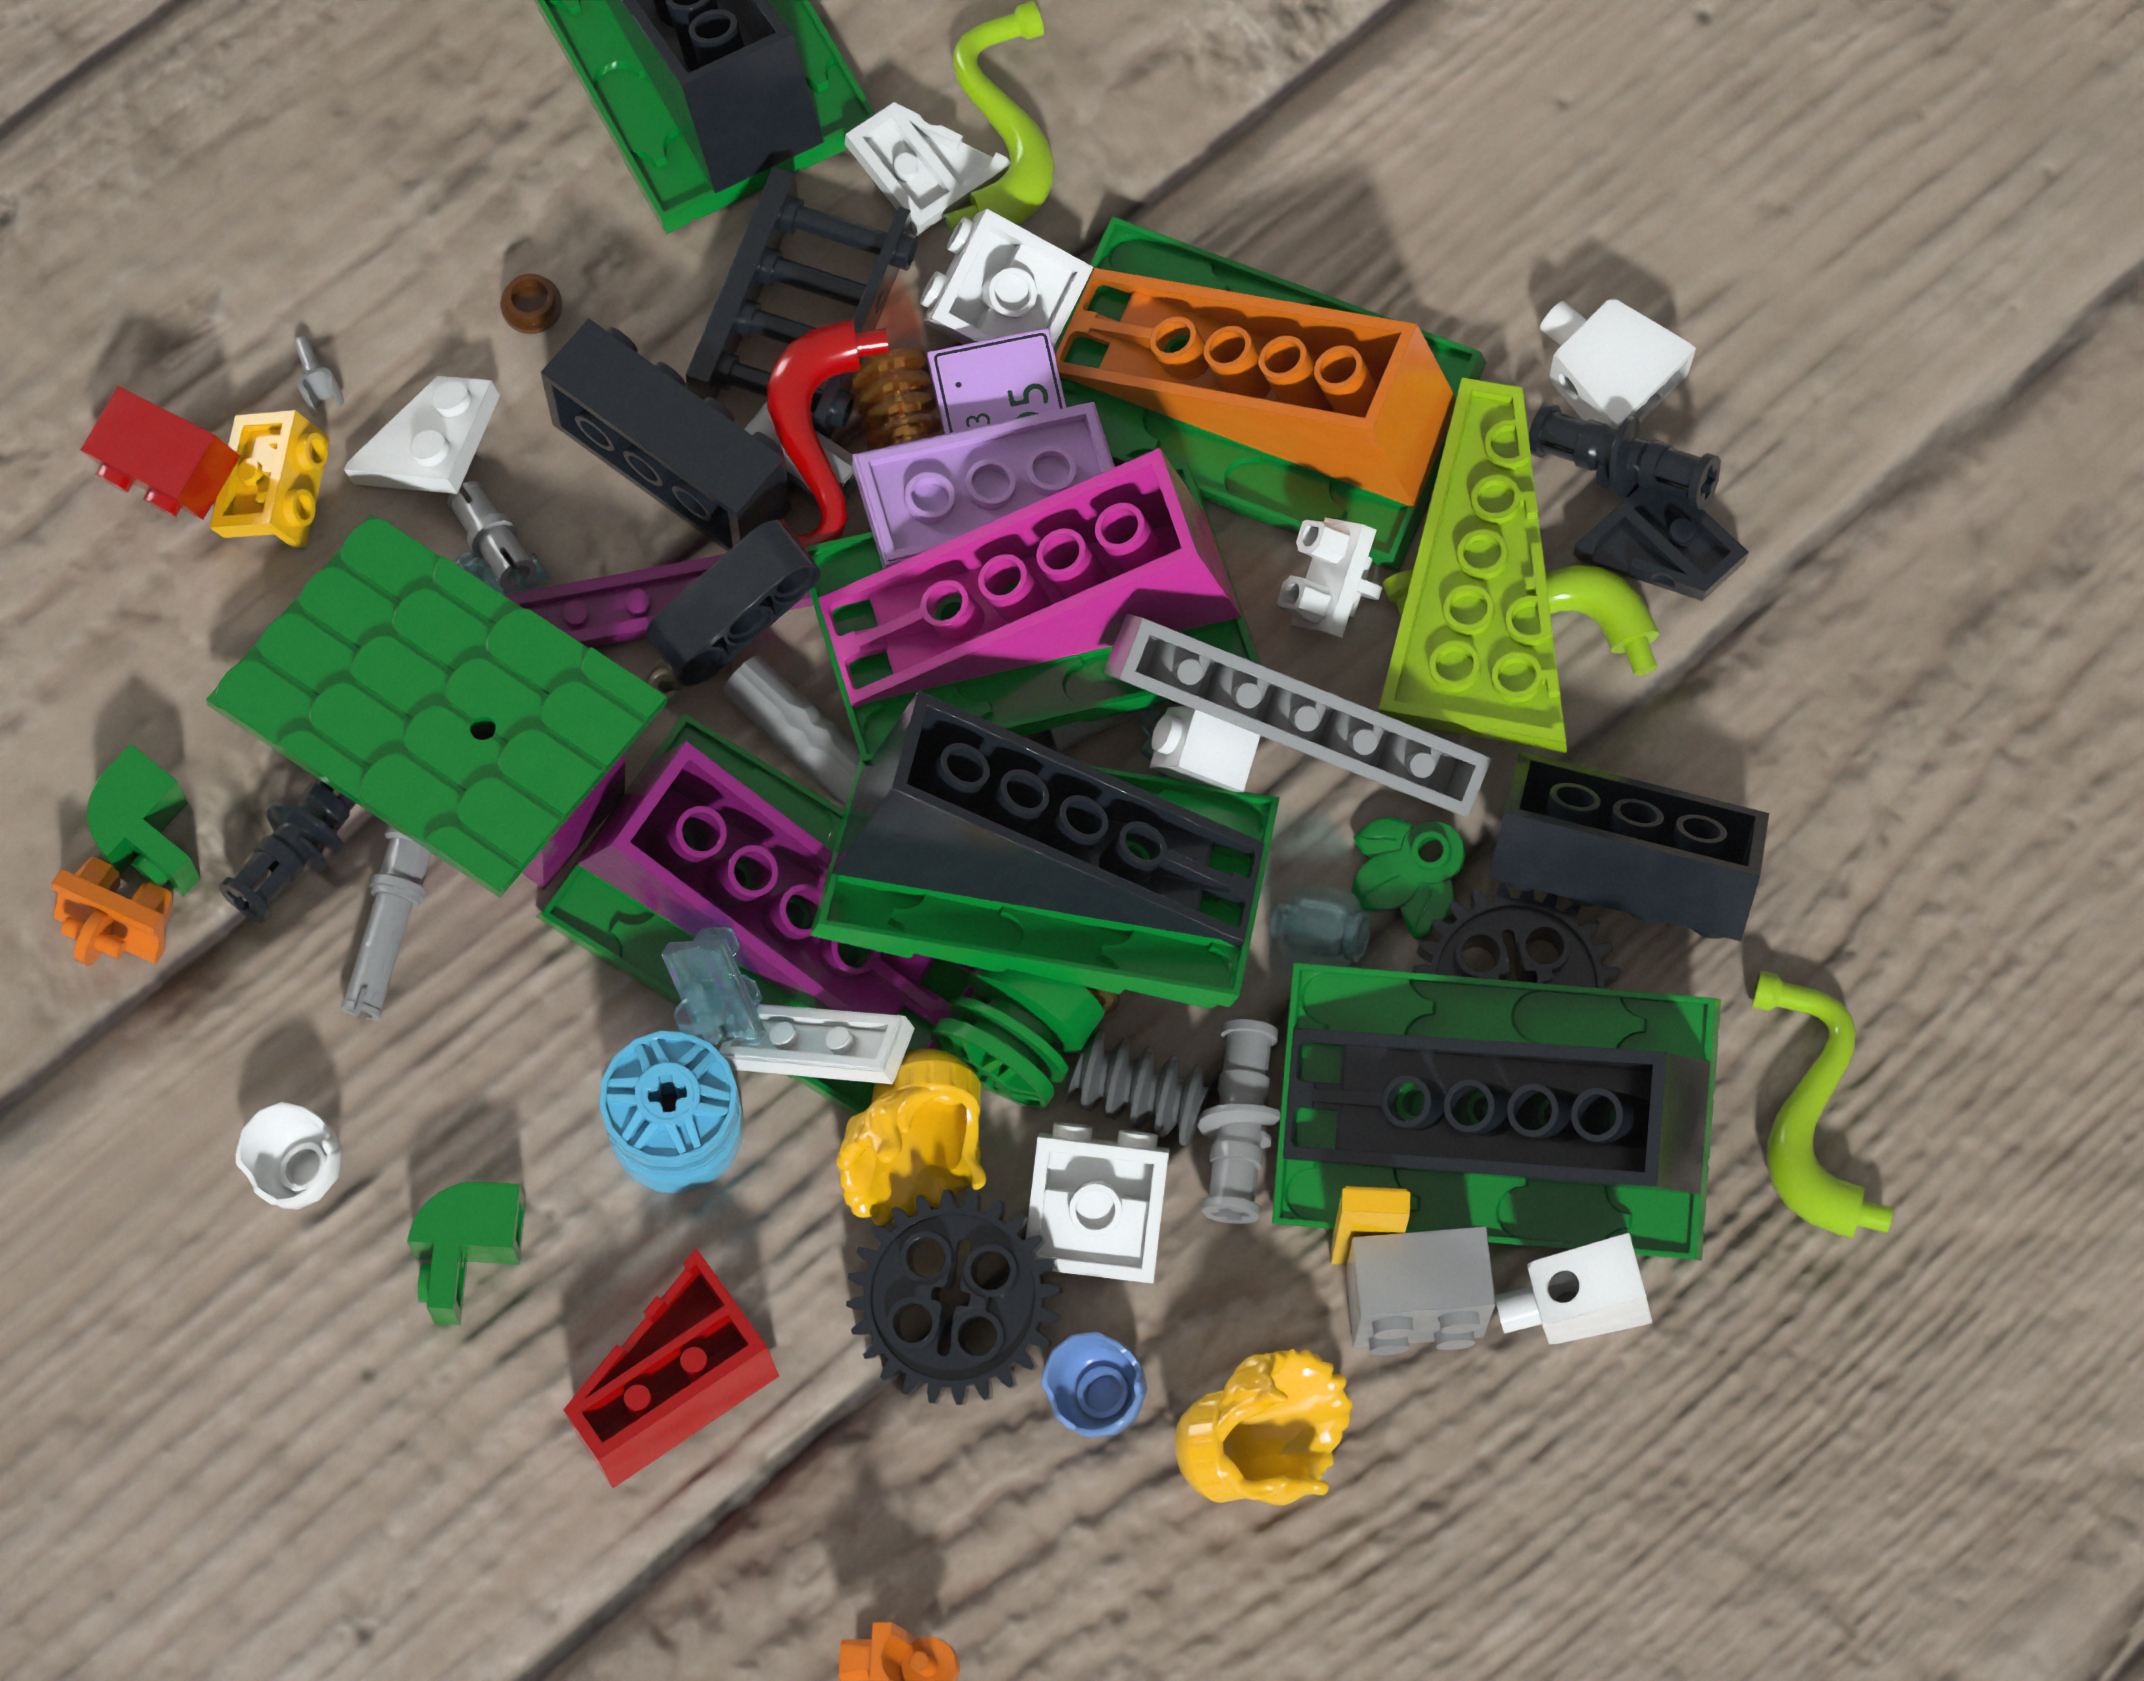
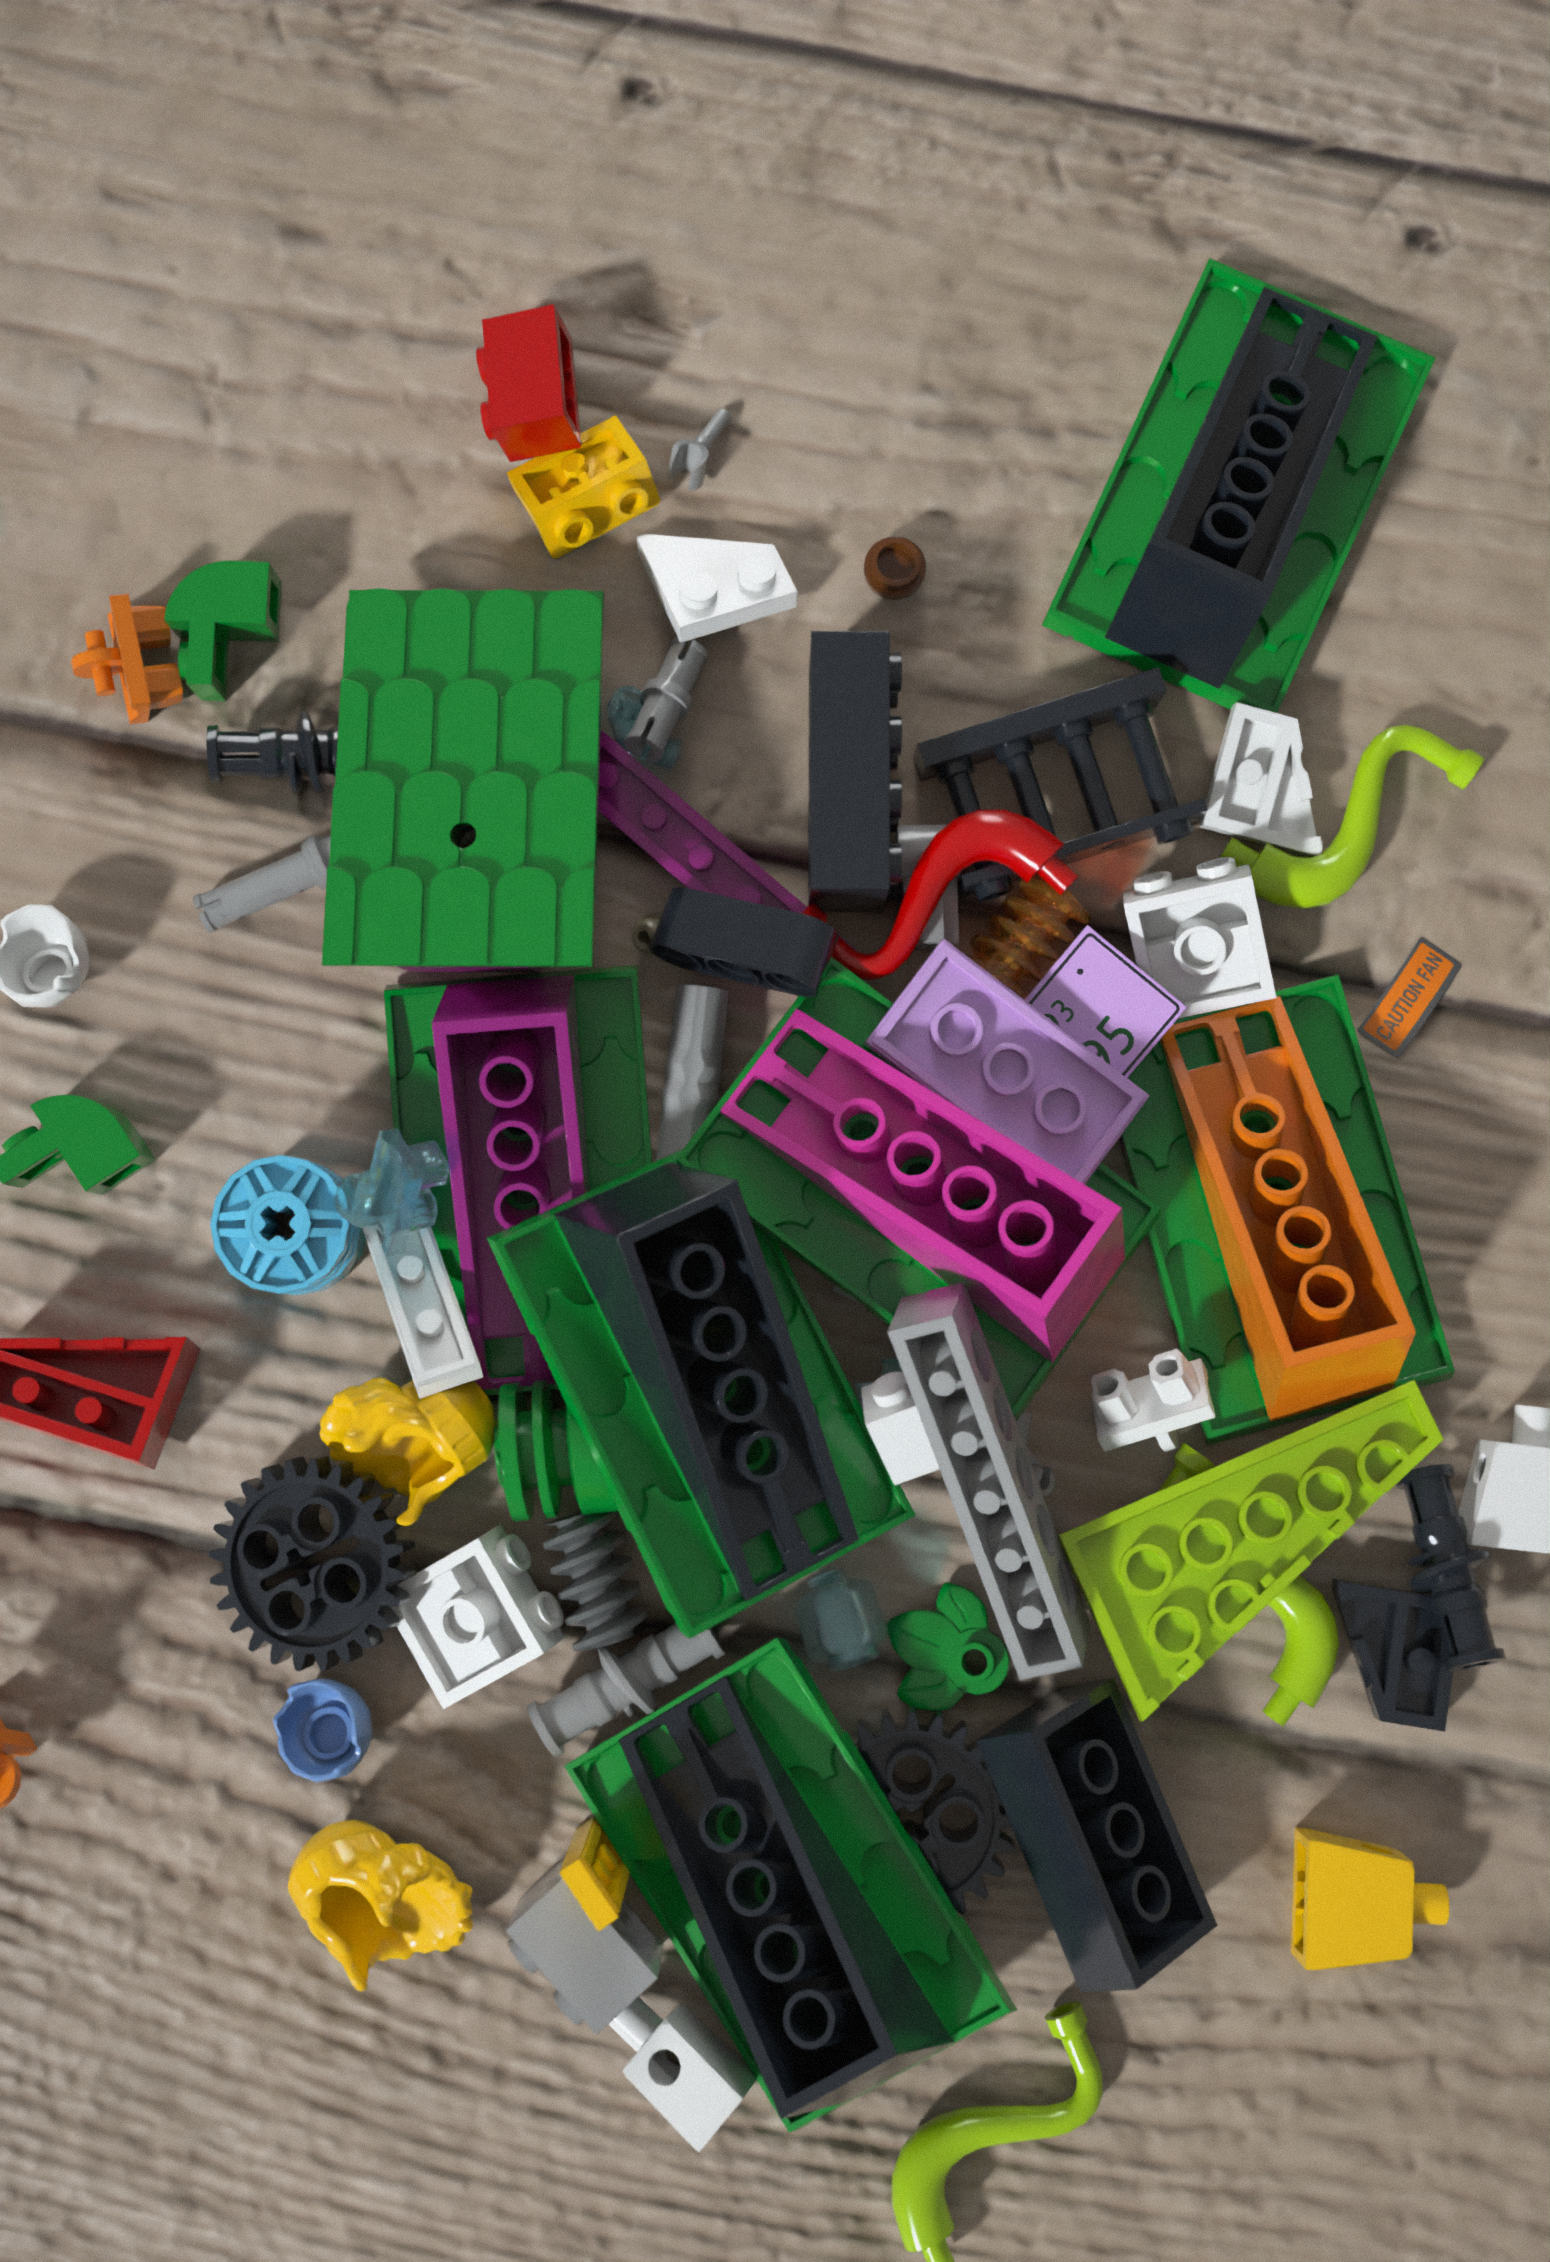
camera: 50 degrees right, 15 degrees up
(1172, 185) = (1410, 998): none -> orange sticker
(1828, 708) = (1356, 1902): none -> yellow torso

